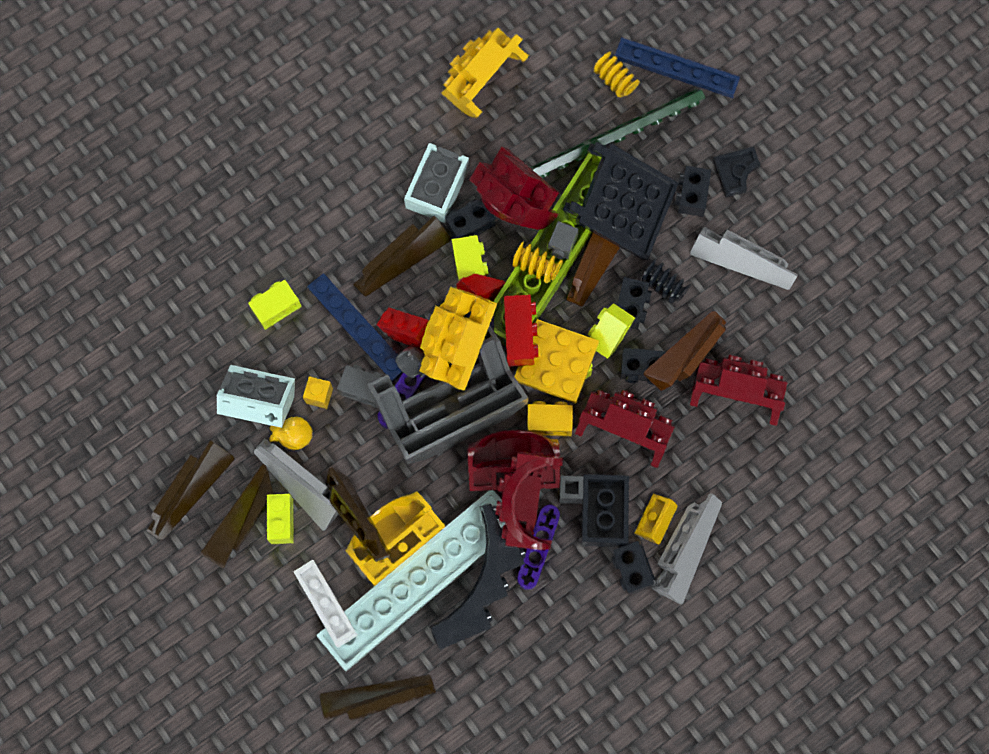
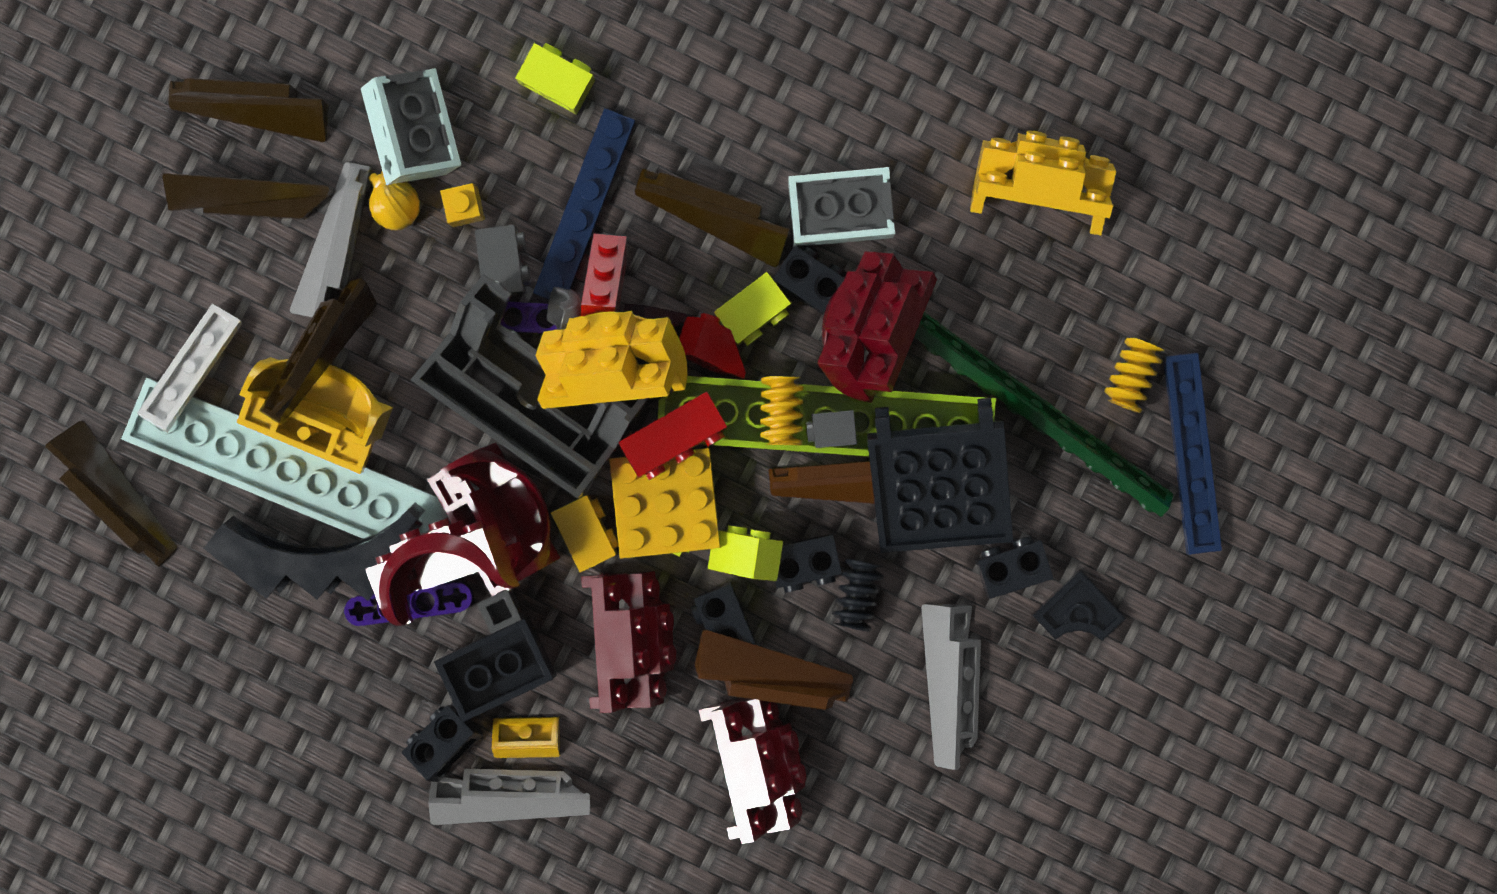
camera: 65 degrees right, 15 degrees up
(280, 519) = (269, 248): neon yellow brick -> none

